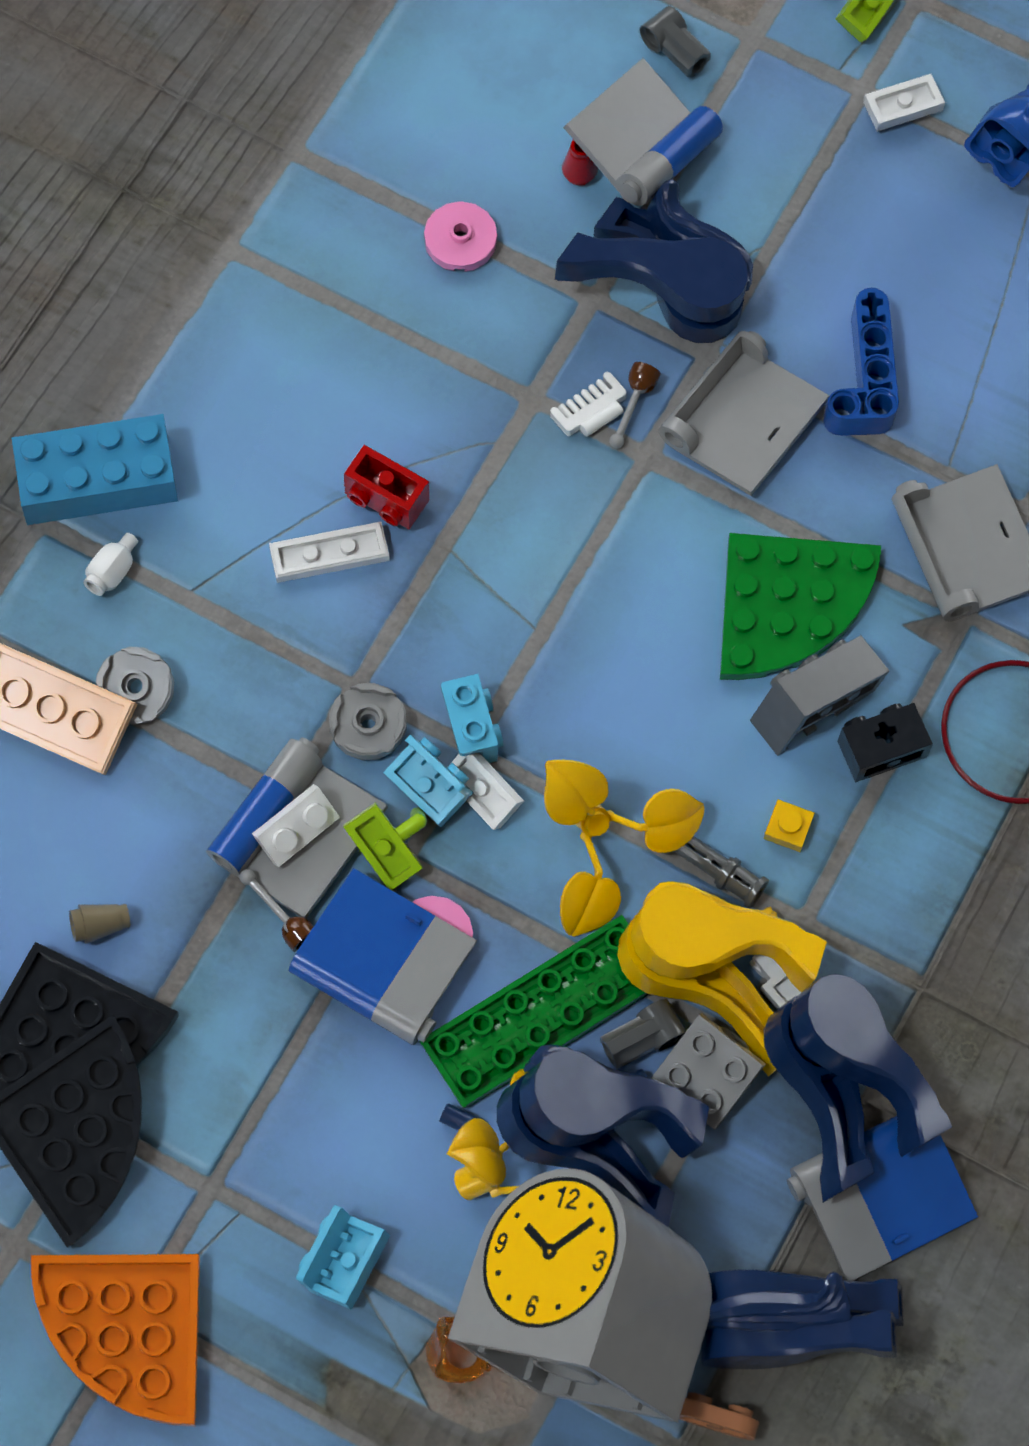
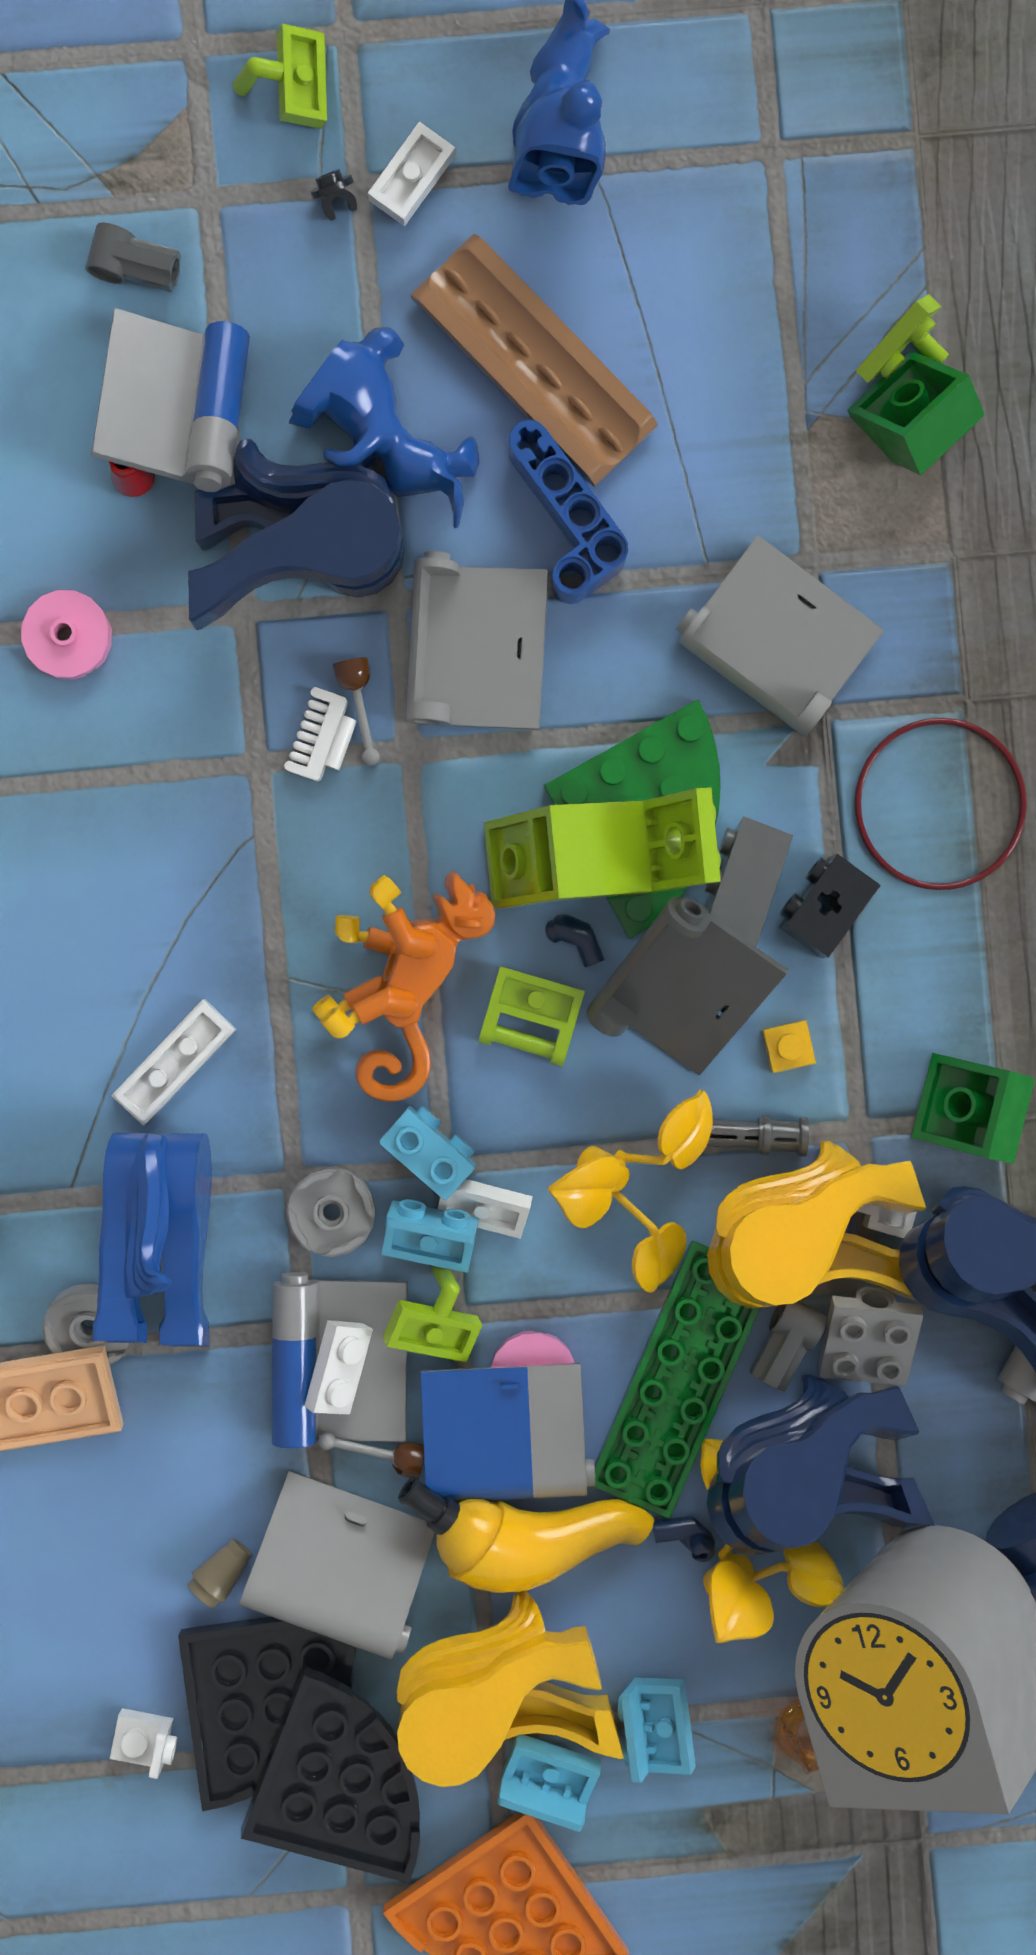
camera: 30 degrees left, 20 degrees up
(189, 971) = (338, 1574): none -> light grey door
(210, 1132) = (492, 1686): none -> yellow animal
(231, 1241) = (548, 1782): none -> medium azure bracket
(257, 612) = (152, 1210): none -> blue animal
(333, 1044) = (516, 1549): none -> yellow animal
(386, 487) = (184, 967): red brick -> none
(548, 590) = (417, 965): none -> orange animal
(620, 672) = (537, 1002): none -> lime plate
(685, 648) = (578, 933): none -> dark blue arm
(734, 711) = (679, 982): none -> dark grey door
(741, 582) = (602, 849): none -> lime bracket
(771, 207) = (362, 402): none -> blue animal
(843, 77) = (332, 186): none -> black plate
(903, 954) = (973, 1108): none -> green slope
(912, 264) = (534, 358): none -> medium nougat plate

